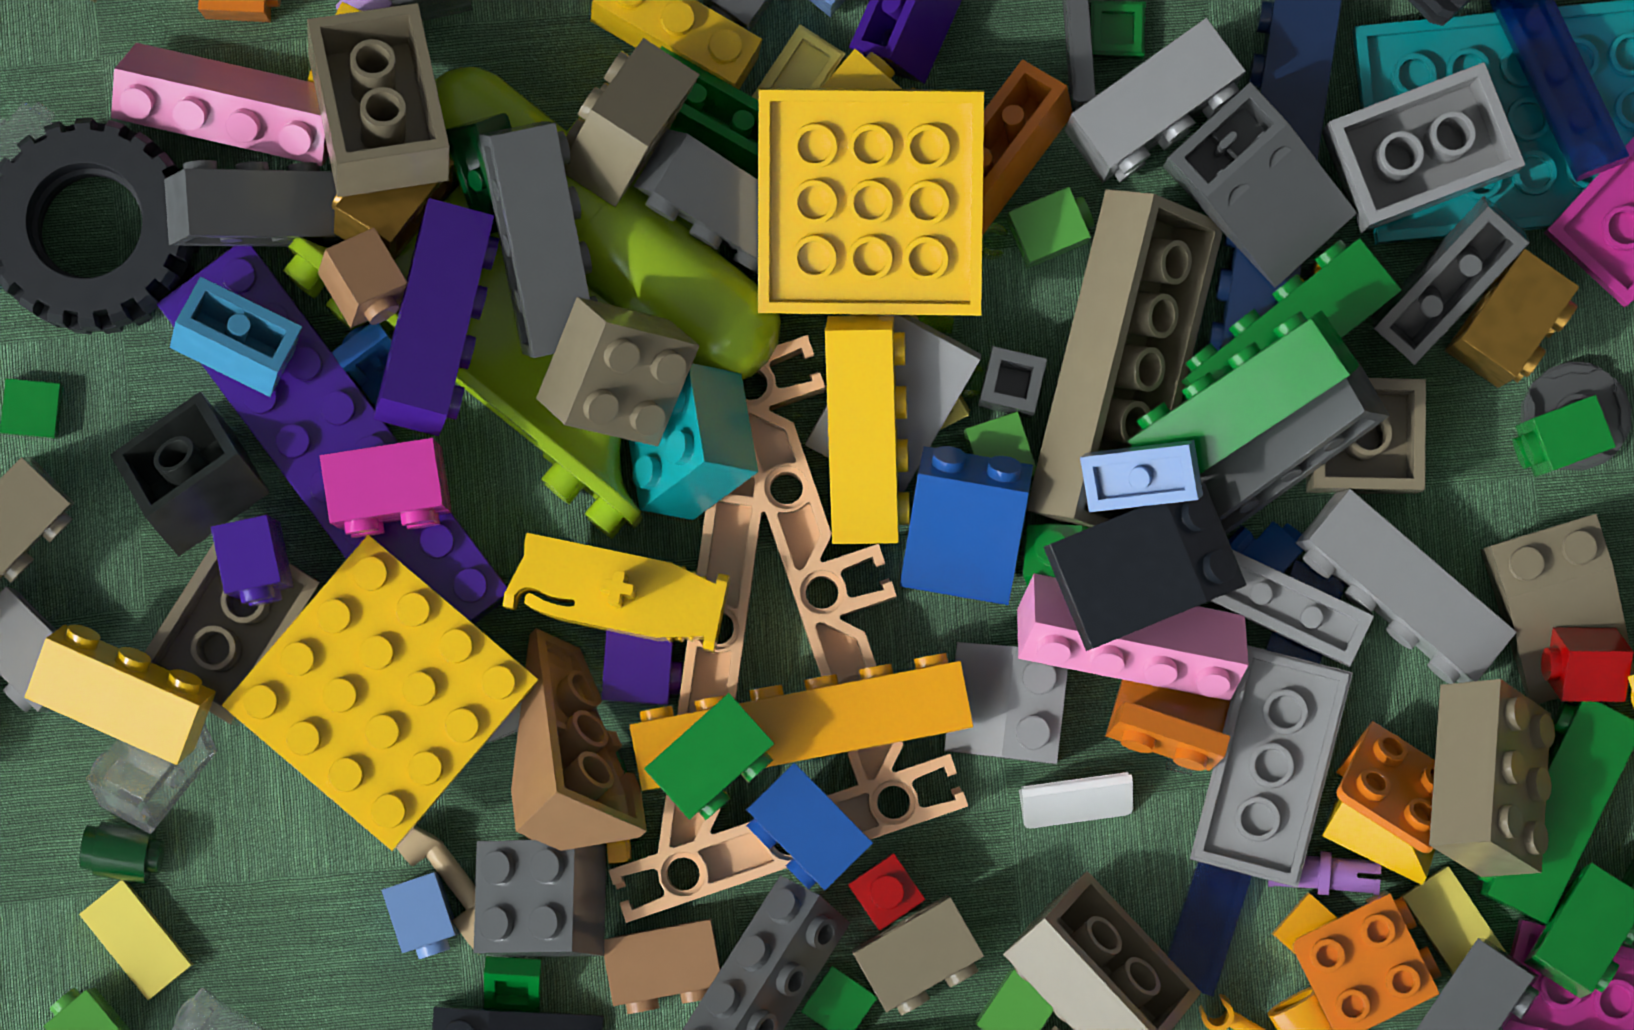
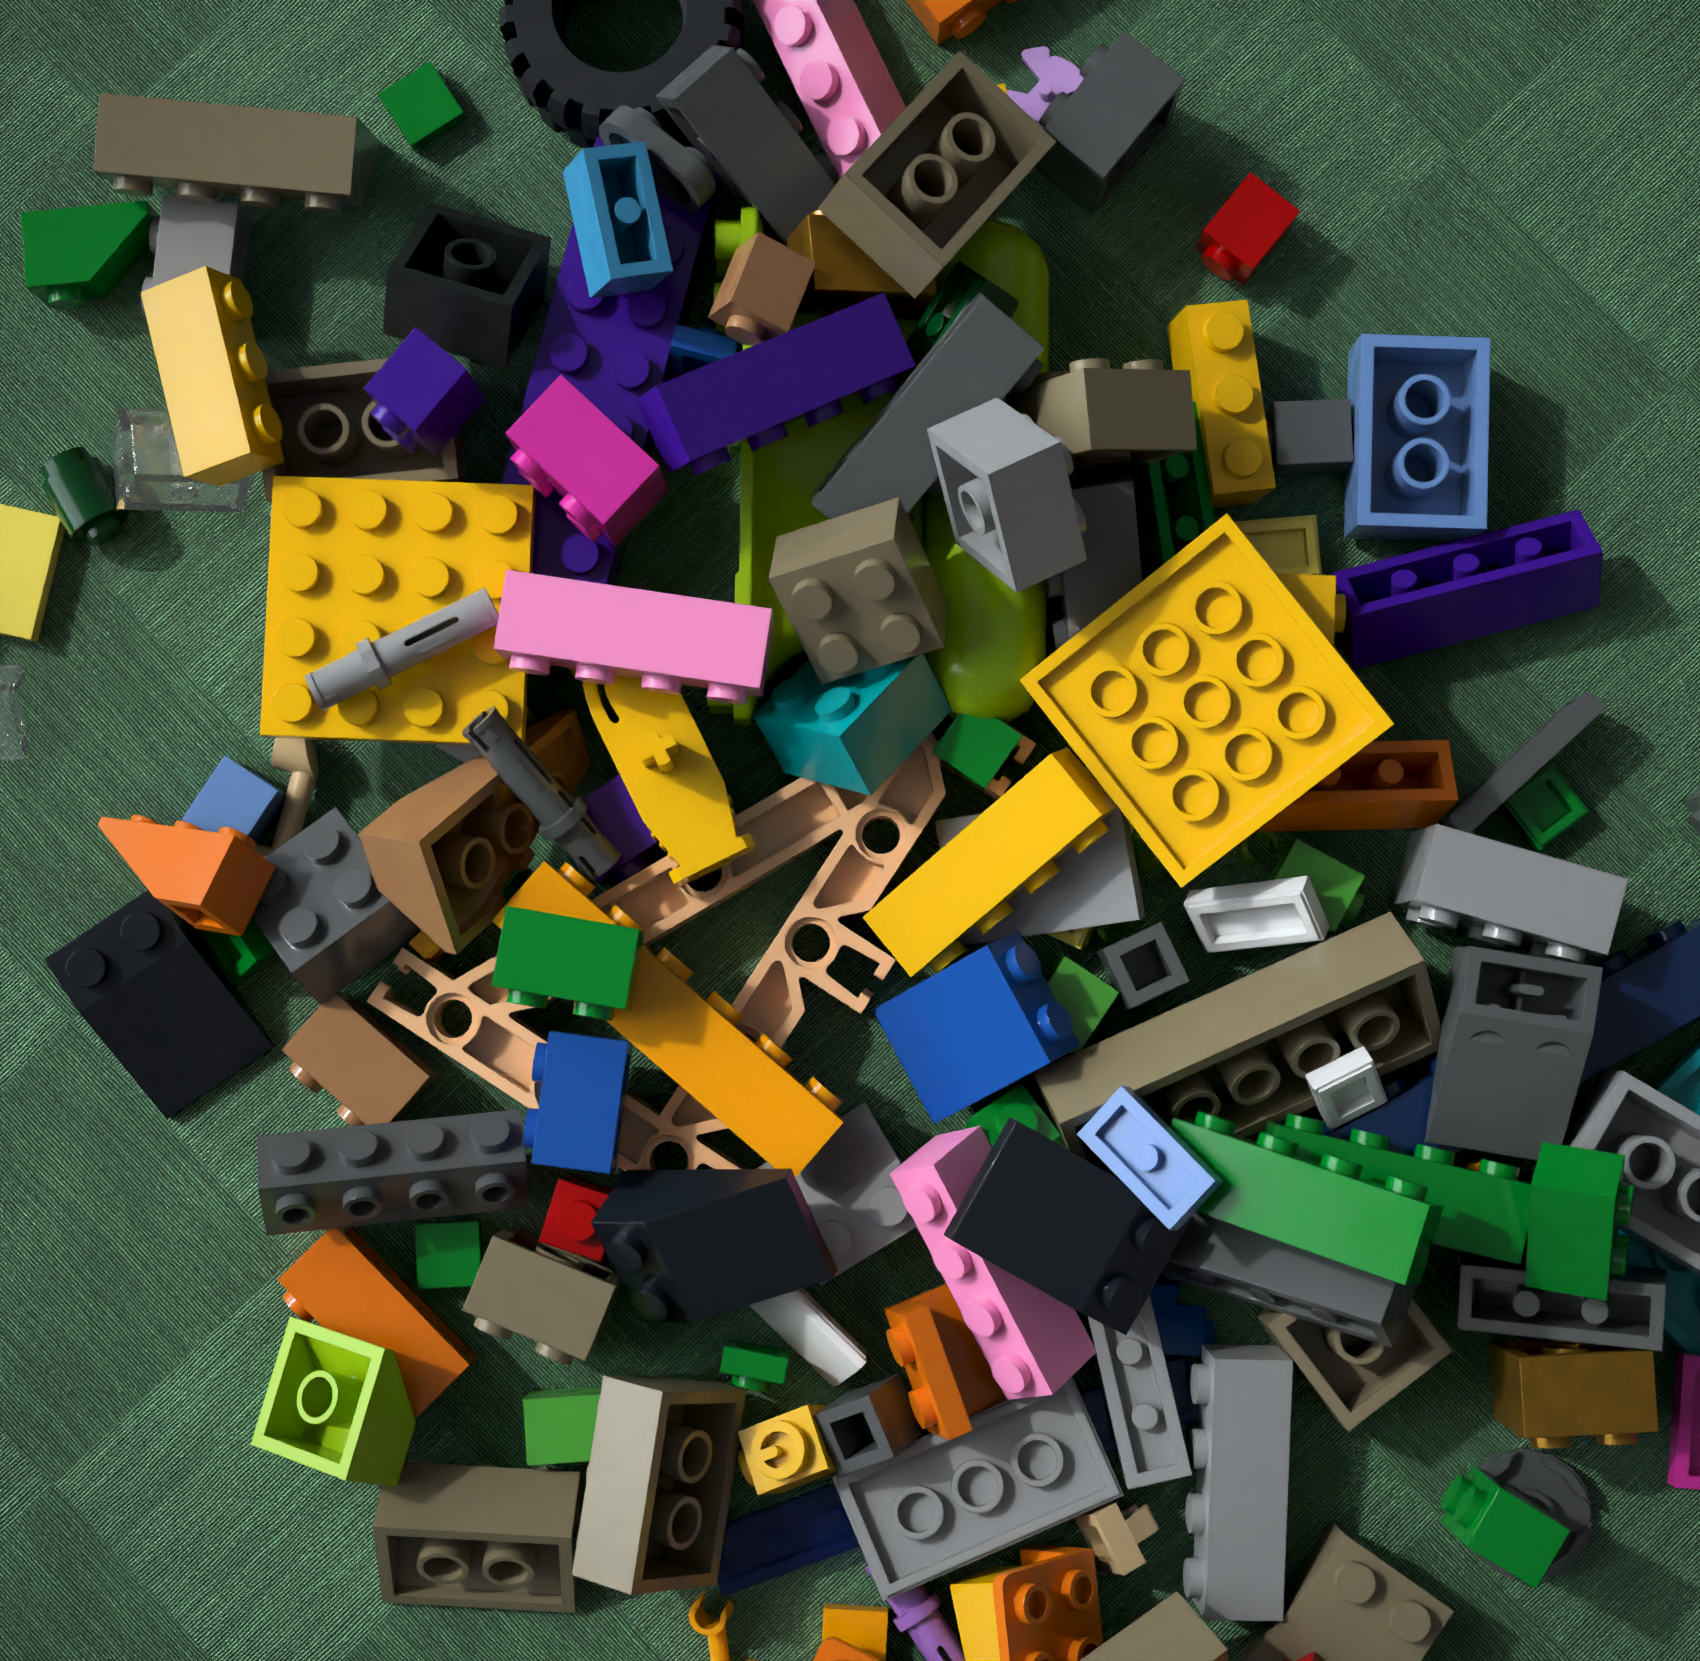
camera: 60 degrees right, 0 degrees up
(234, 268) = (678, 171): none -> dark grey plate
(411, 718) = (380, 660): none -> light grey pin
(453, 965) = (194, 872): none -> orange slope
(528, 543) = (635, 635): none -> bright pink brick
(570, 691) = (557, 811): none -> dark grey pin
(633, 223) = (1009, 493): none -> light grey brick
(779, 377) = (976, 747): none -> green tile
(969, 812) = (710, 1240): none -> black slope
(1038, 279) = (1257, 914): none -> white tile
(1075, 854) = (754, 1364): none -> green plate
(1150, 872) = (784, 1452): none -> yellow brick
(1174, 806) = (868, 1425): none -> dark grey brick
(1199, 311) = (1346, 1087): none -> white tile
(1376, 699) = (1115, 1535): none -> tan tile
(1400, 231) = (1576, 1221): none -> green brick

